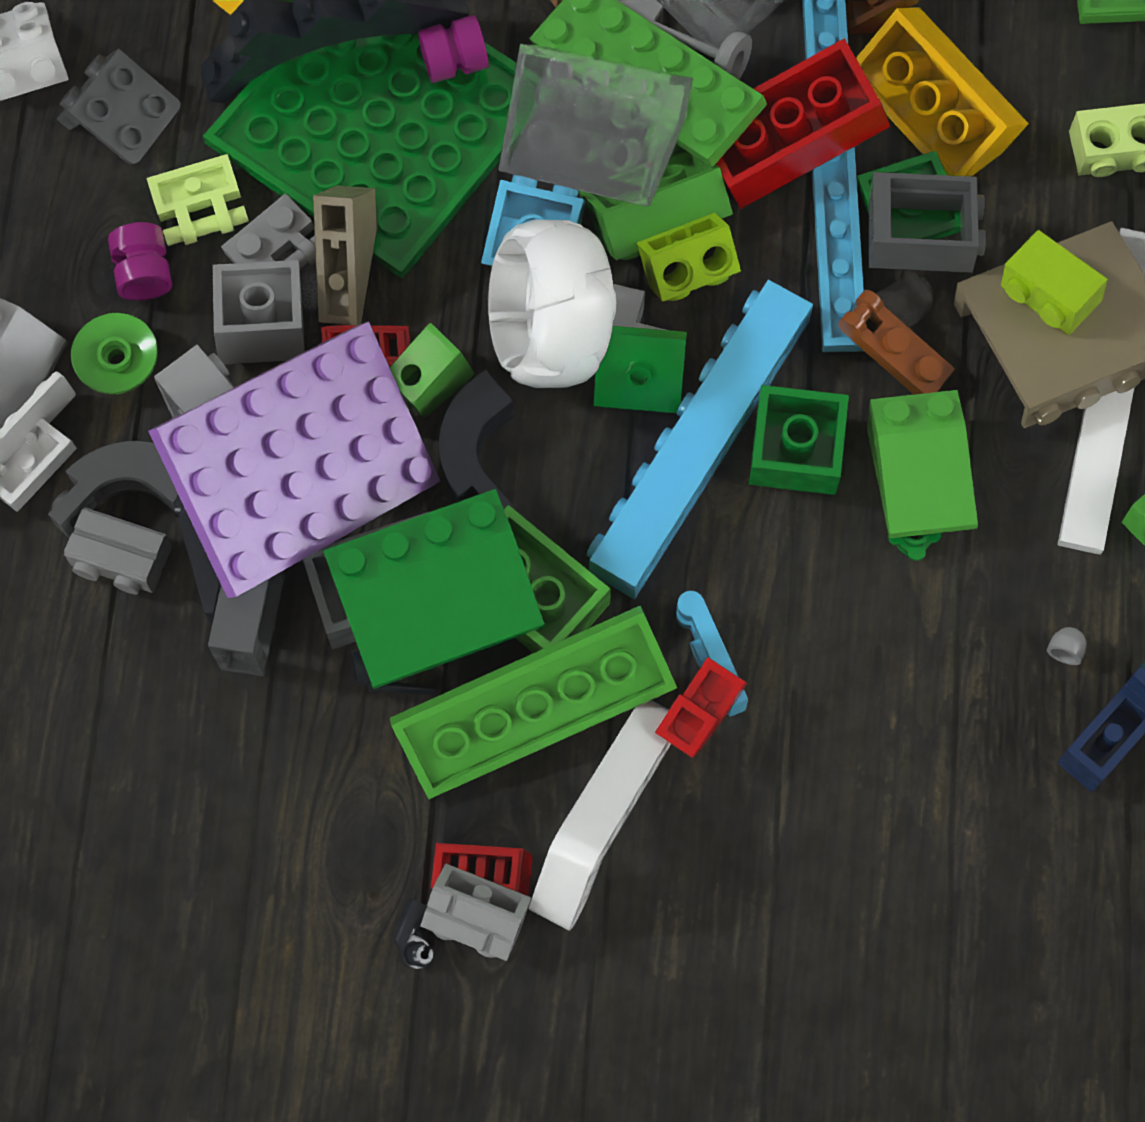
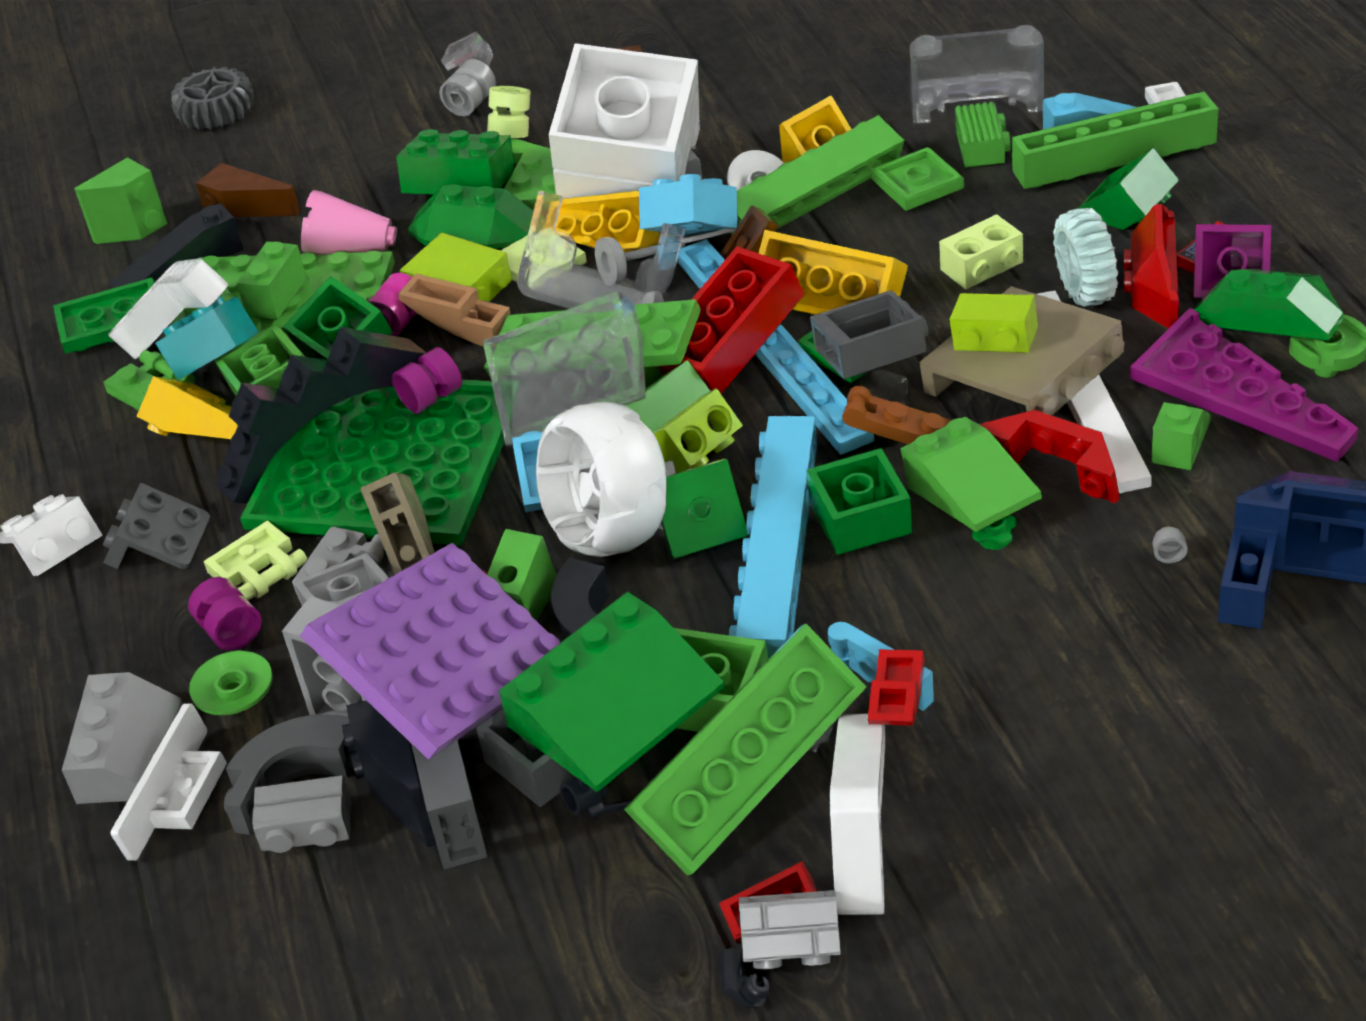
camera: 20 degrees left, 30 degrees down
(993, 431) = (1062, 439): none -> red slope

